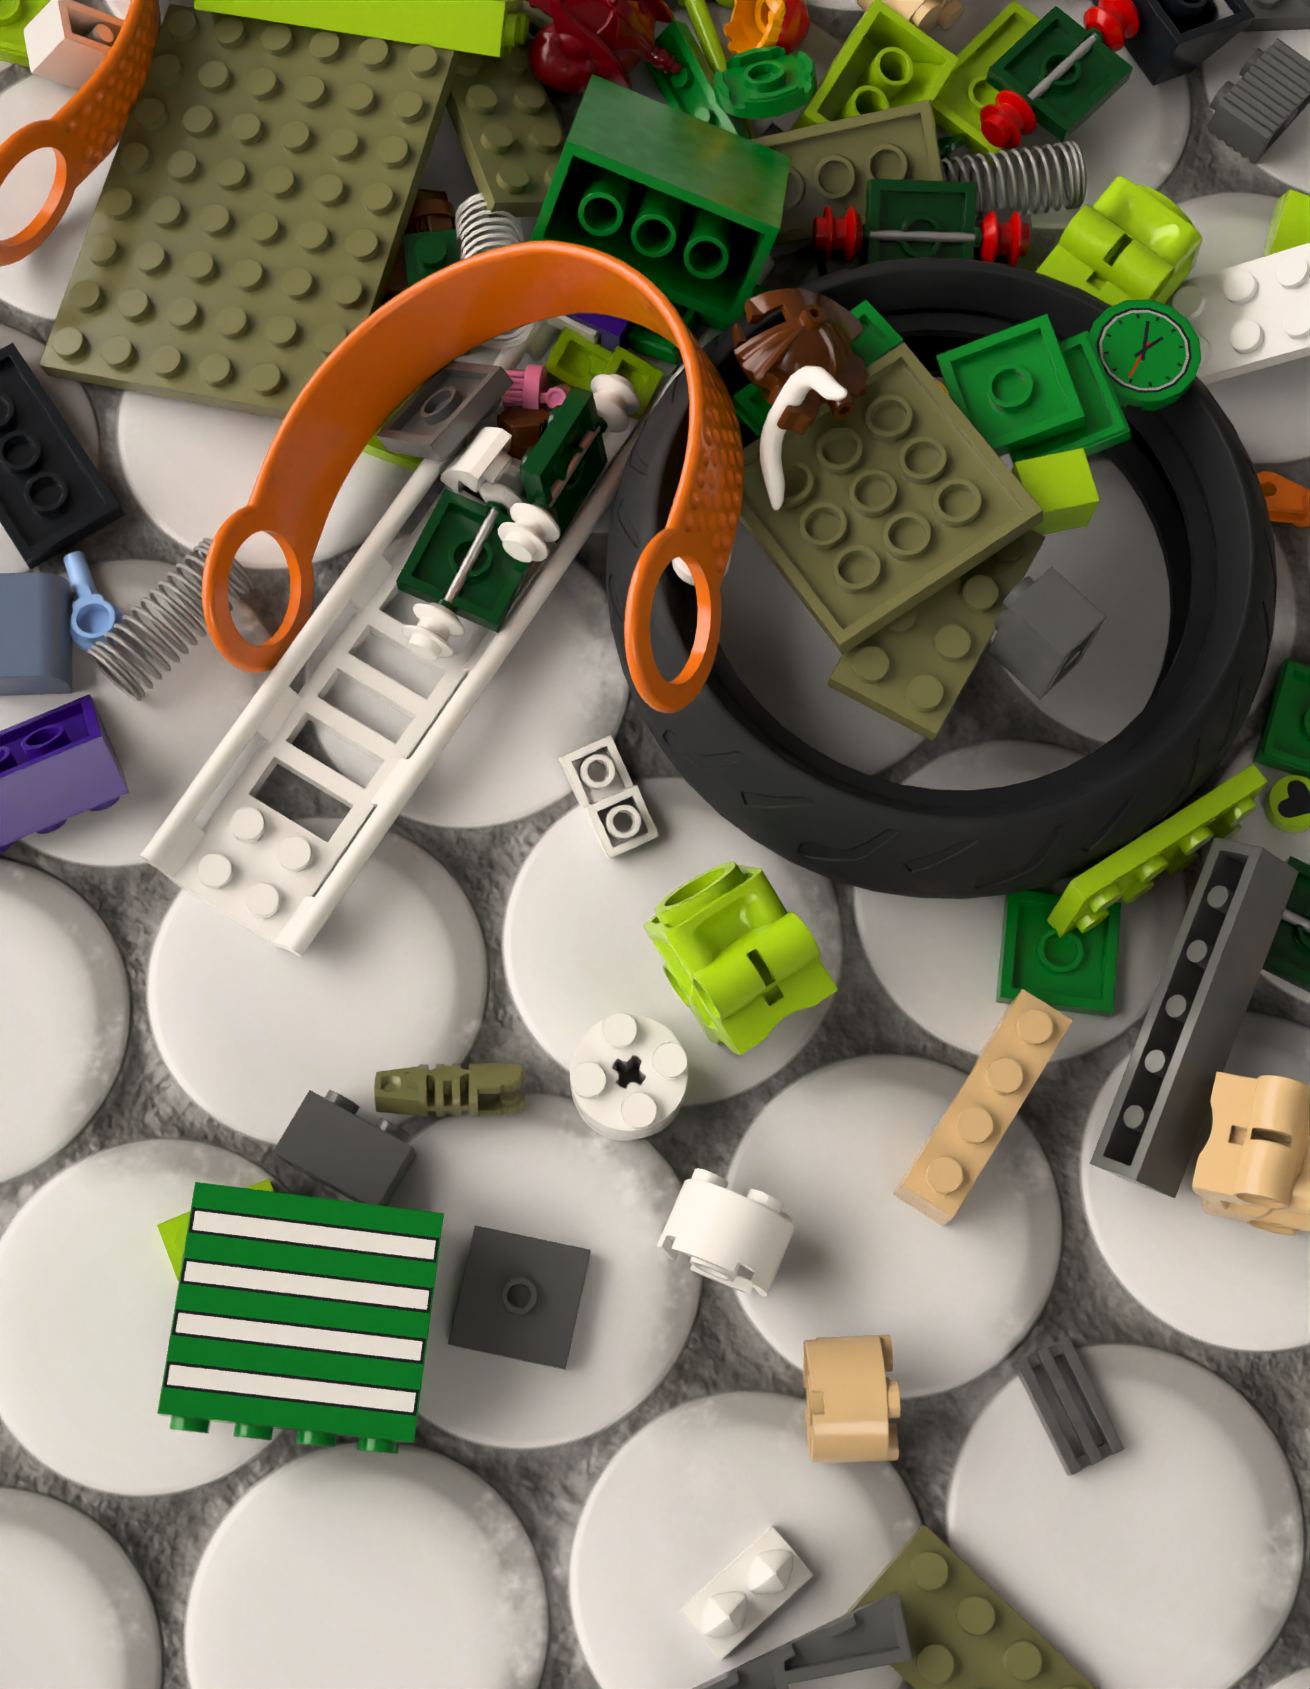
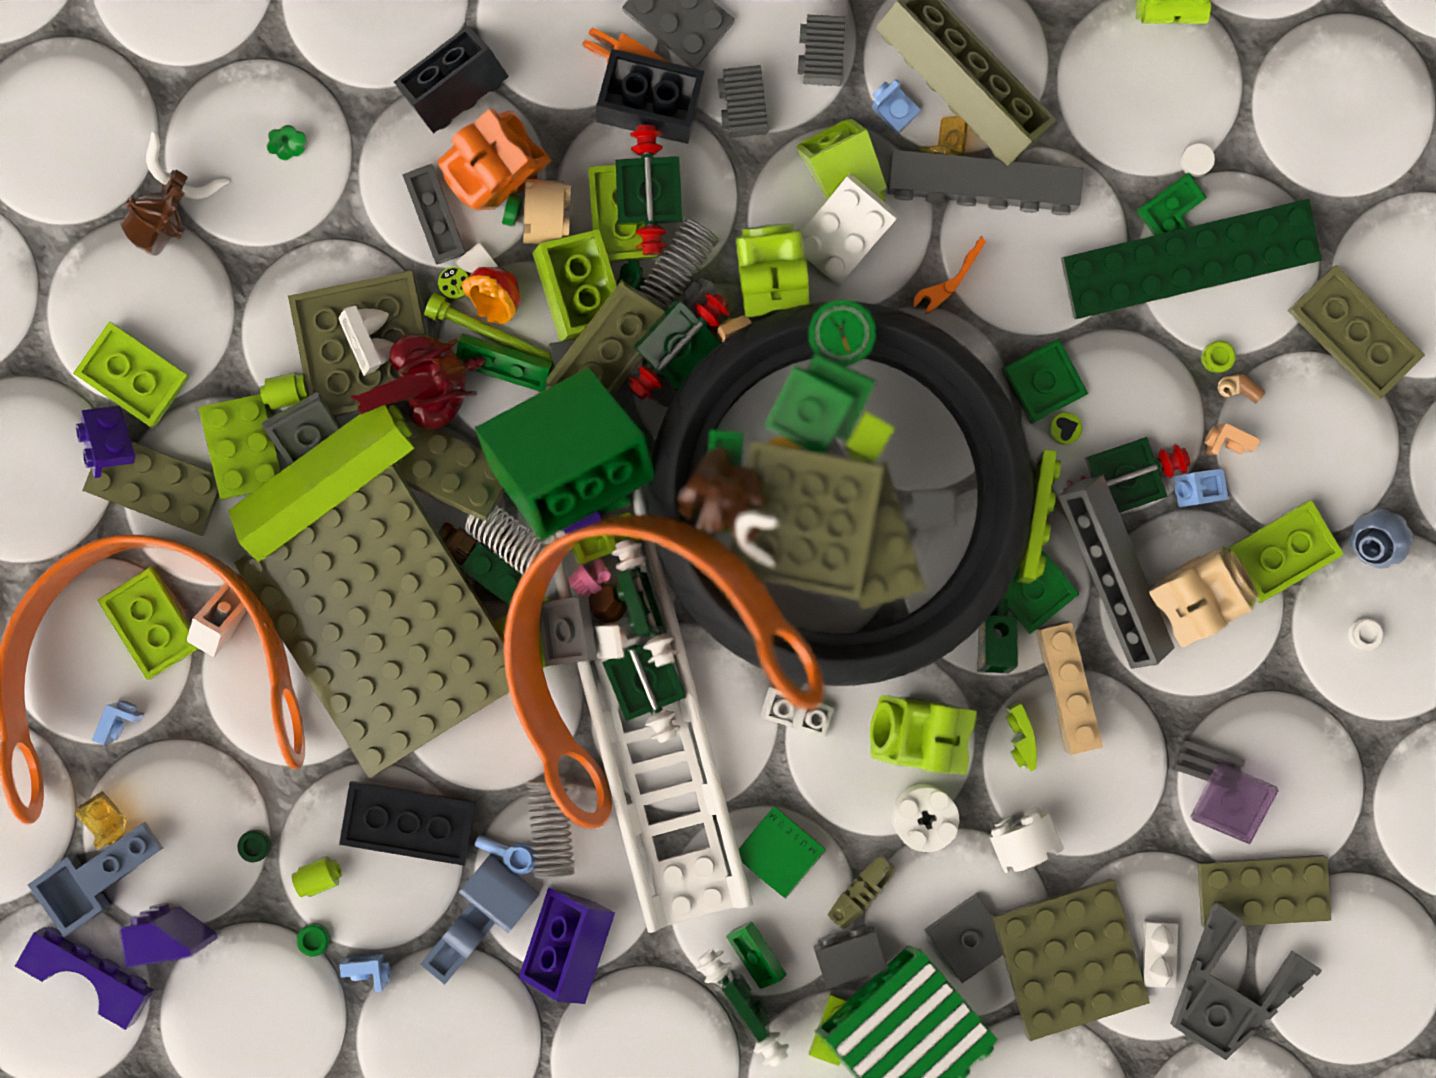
camera: 40 degrees left, 15 degrees up
(155, 1047) = (752, 1013): none -> plate
(235, 1027) = (756, 955): none -> green plate
(404, 937) = (780, 852): none -> green slope
(621, 1467) = (1070, 959): none -> olive plate
(765, 83) = (534, 335): green tile -> none
(850, 1120) = (1024, 745): none -> lime slope
(850, 1399) = (1131, 852): tan brick -> none
(948, 955) = (995, 652): none -> dark green torso
(1054, 1489) = (1234, 803): none -> clear purple tile

